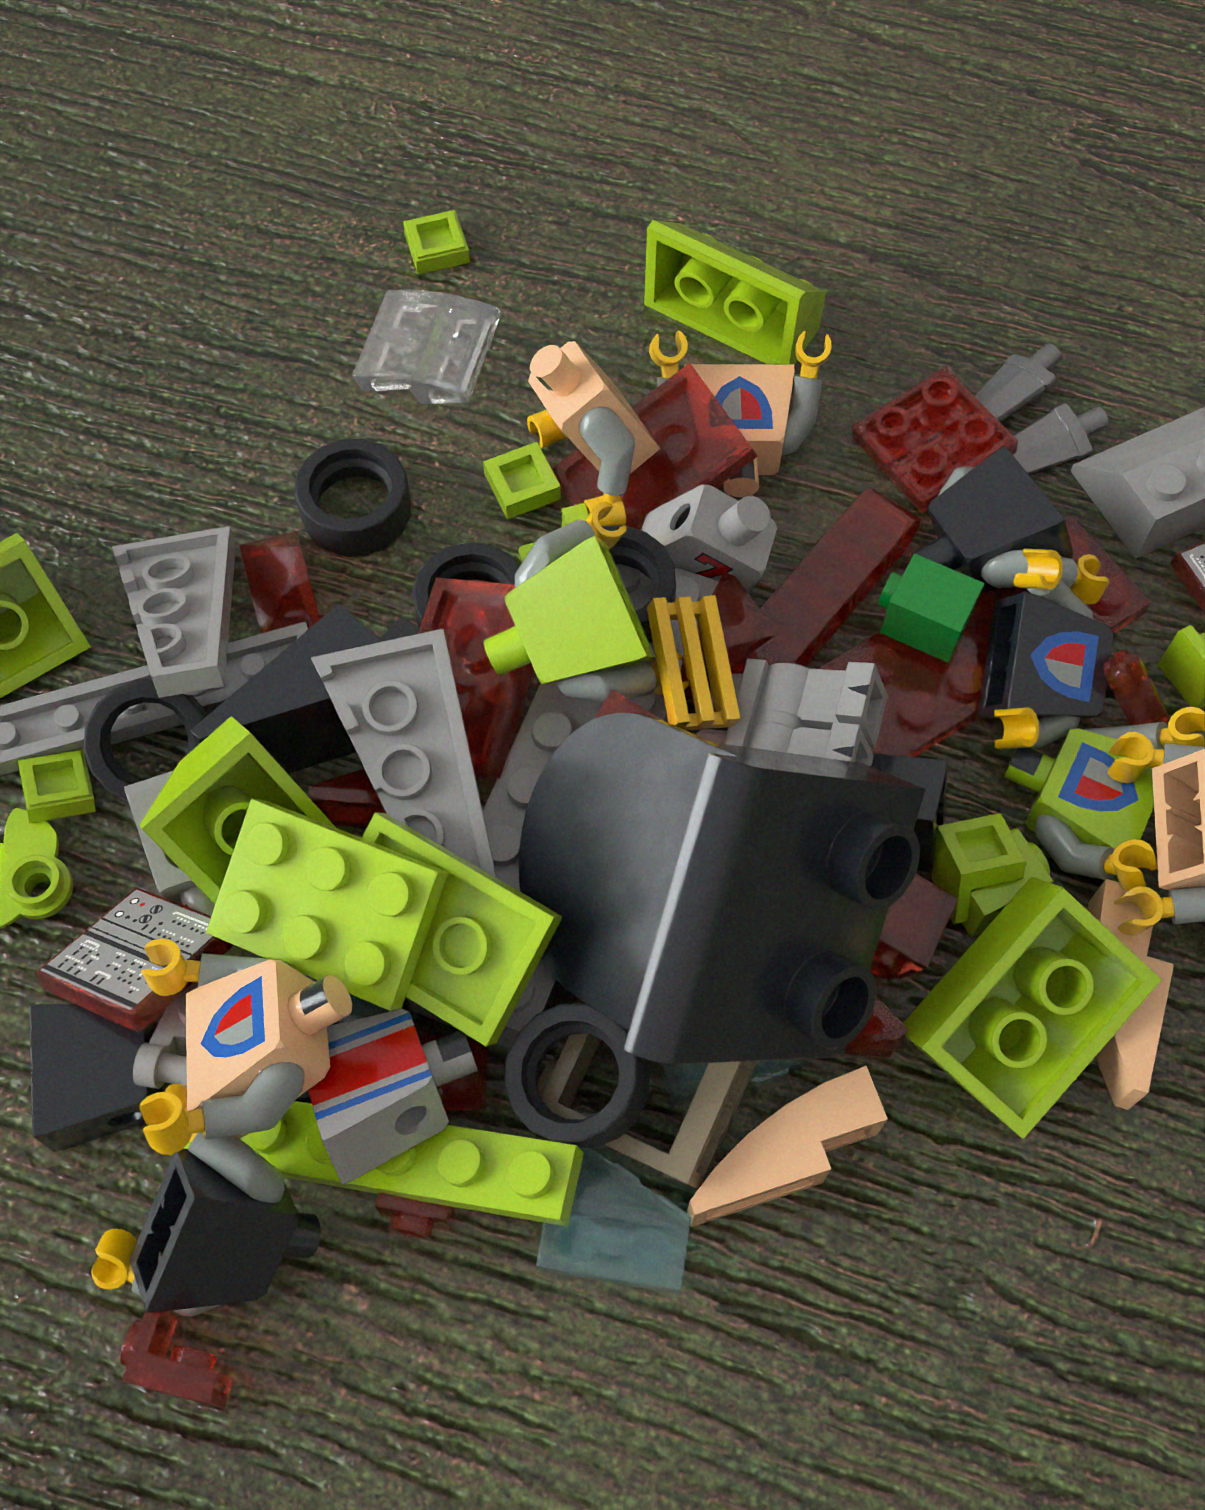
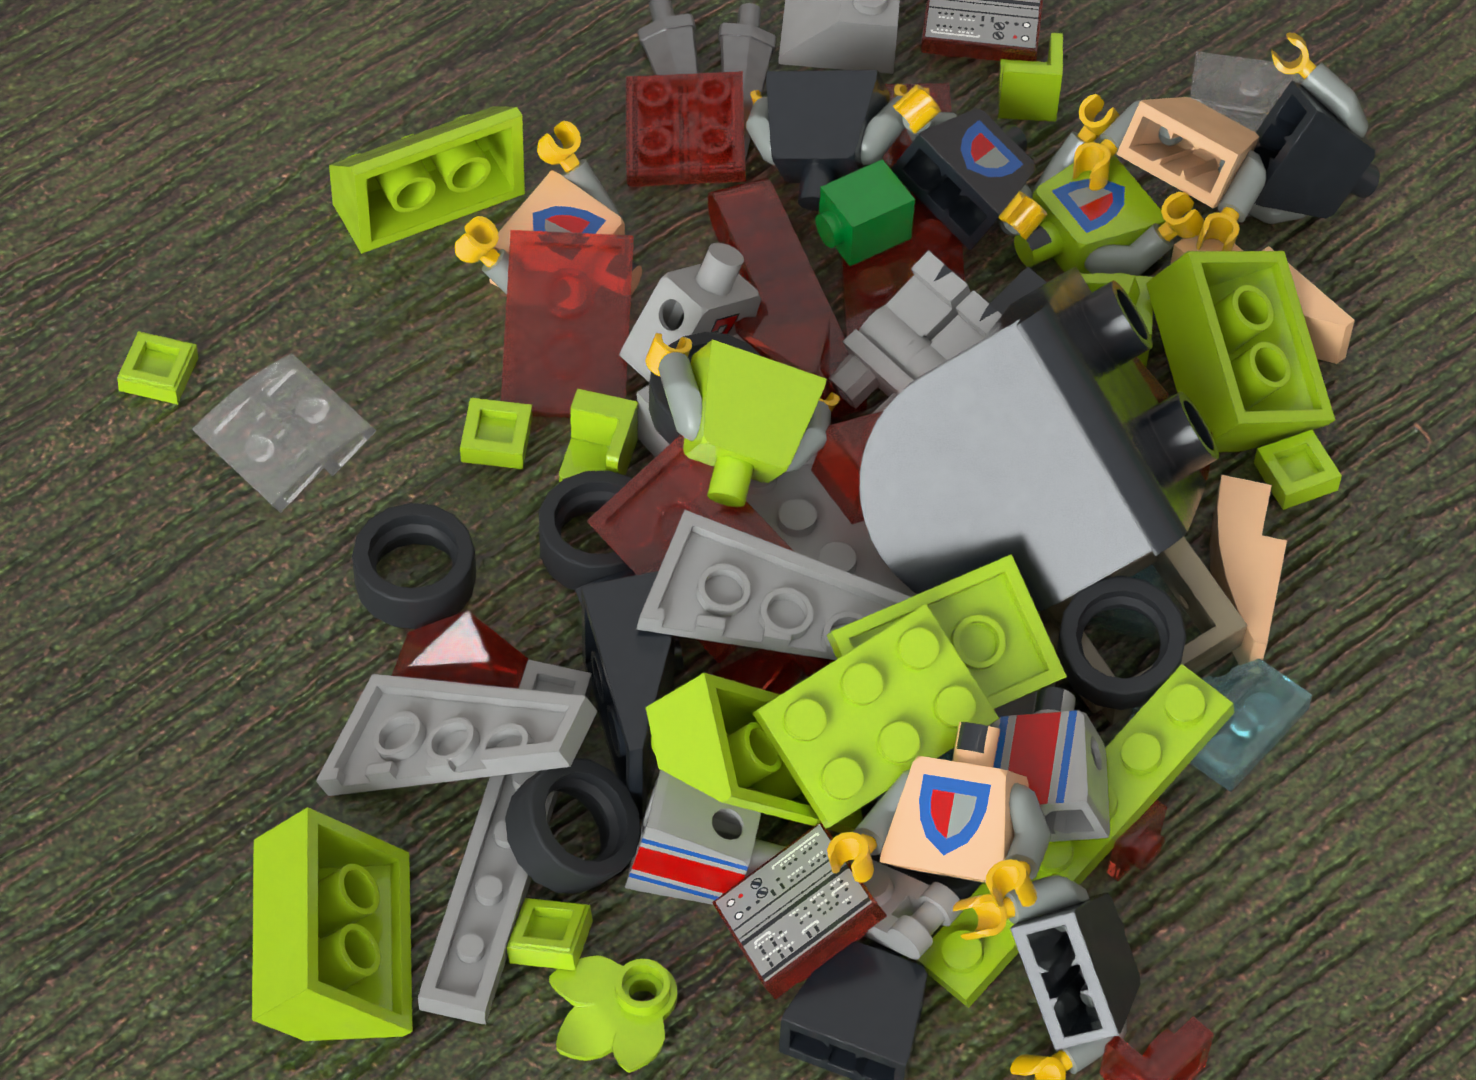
camera: 60 degrees left, 10 degrees down
(594, 416) = (510, 324): torso -> none
(716, 659) = (852, 376): yellow tile -> none
(947, 1134) = (1297, 469): none -> lime plate
(1134, 689) = (1033, 131): clear red axle -> none

